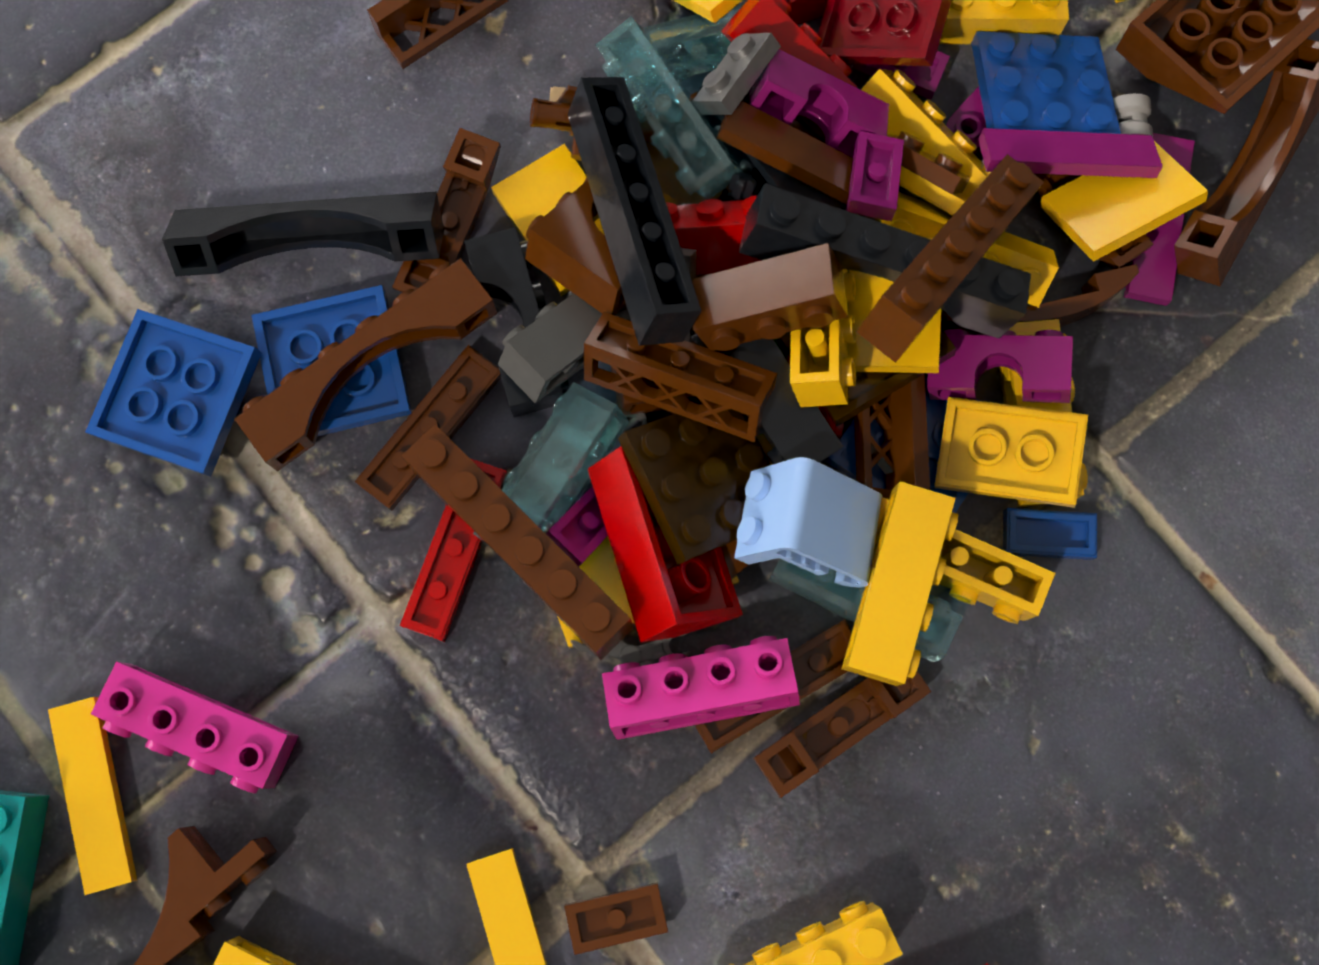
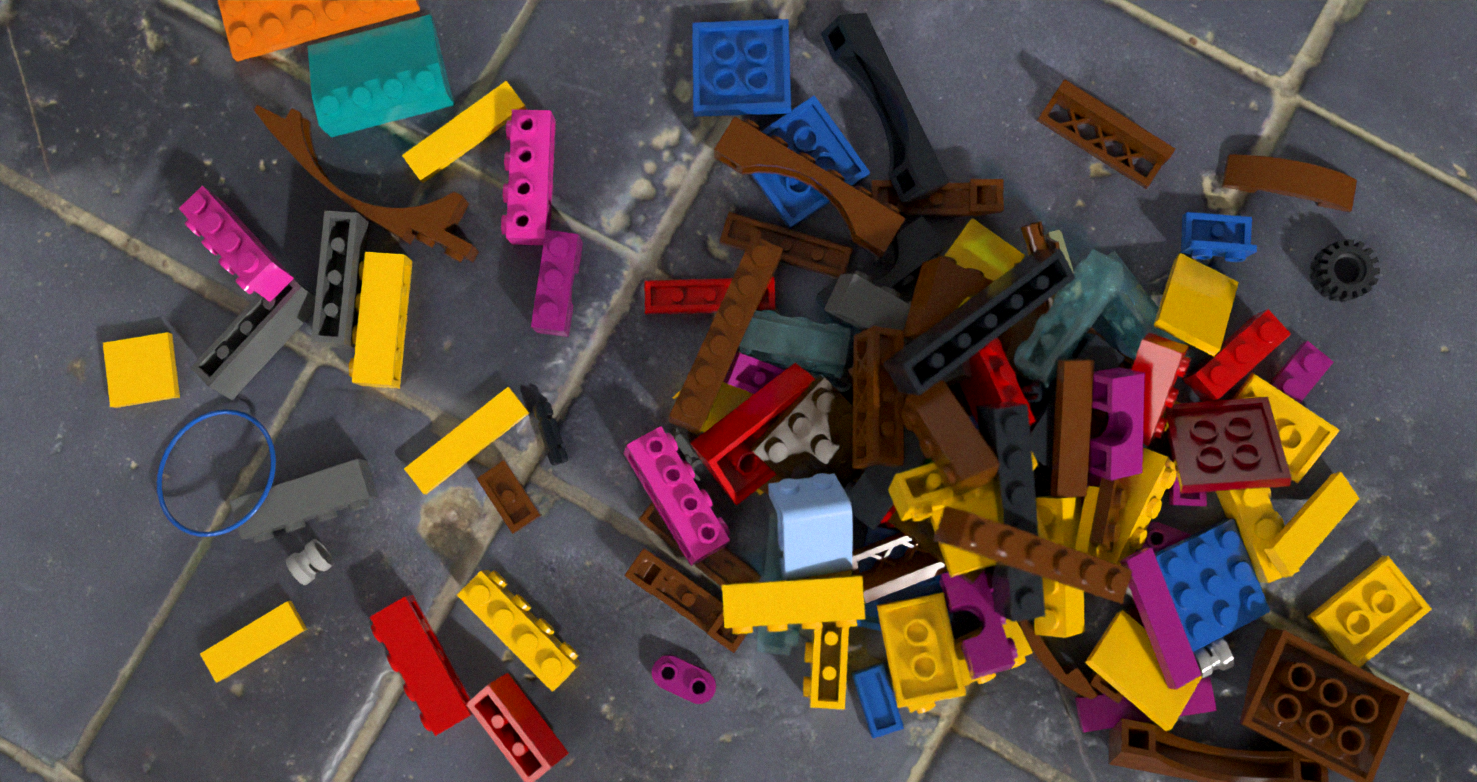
camera: 75 degrees right, 5 degrees up
(354, 743) = (555, 281): none -> magenta arch
(552, 829) = (550, 433): none -> black axle
(736, 73) = (1112, 355): flat silver plate -> none
(875, 176) = (1077, 481): magenta plate -> none
(941, 770) = (684, 678): none -> magenta plate

